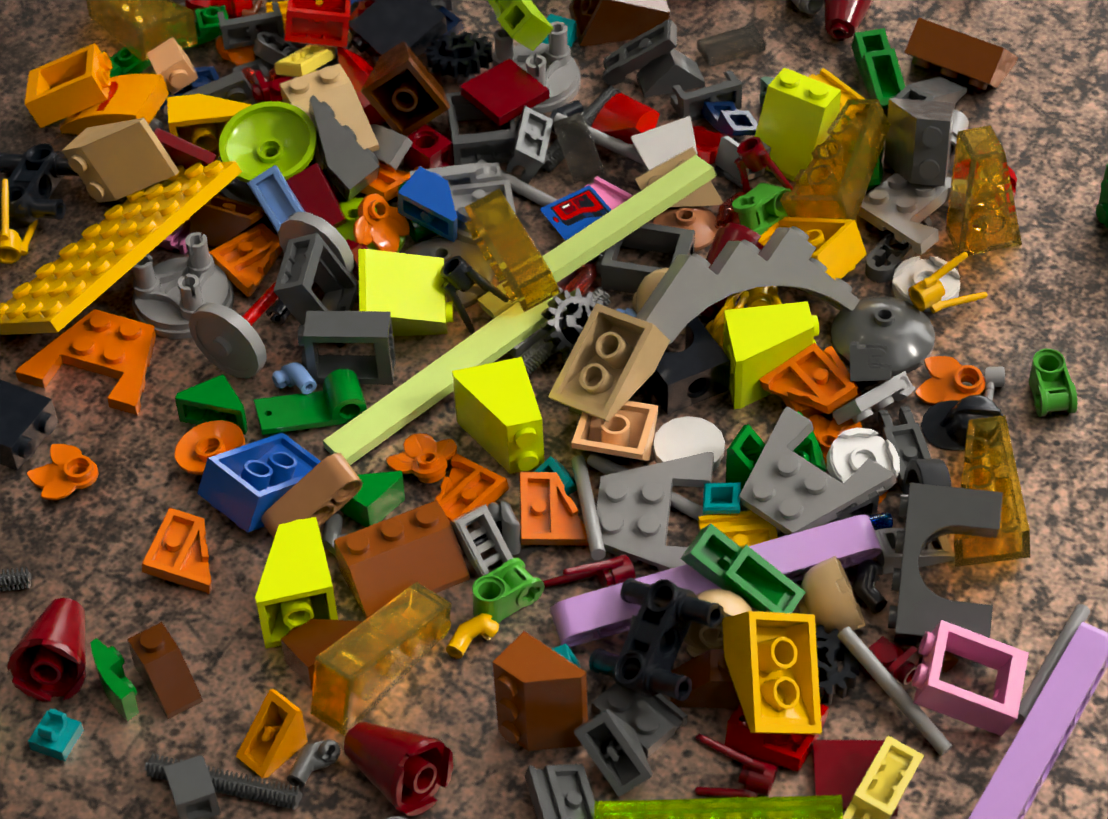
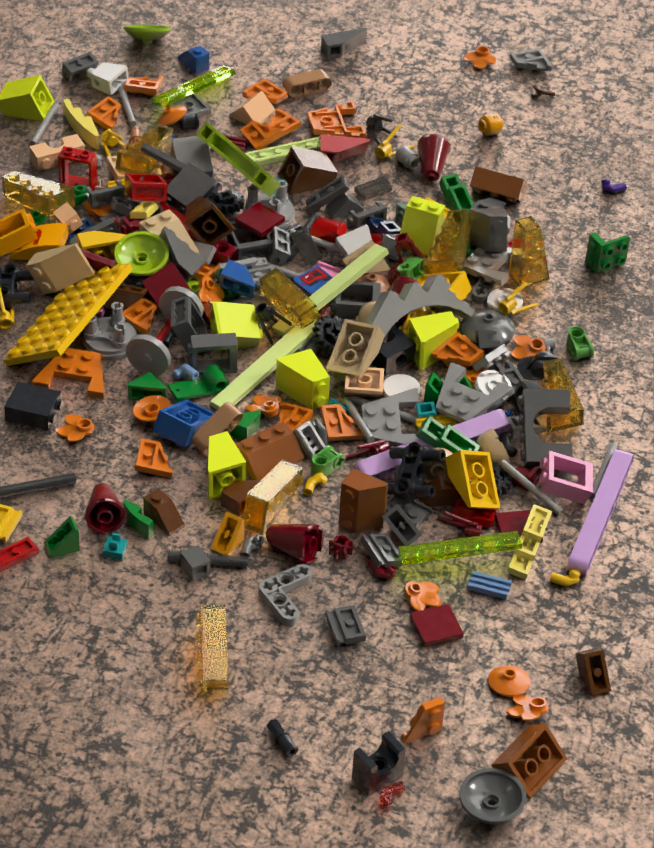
camera: 15 degrees left, 5 degrees down
(275, 196) = (153, 282): medium blue tile -> none
(483, 786) = (340, 547): none -> dark red gear

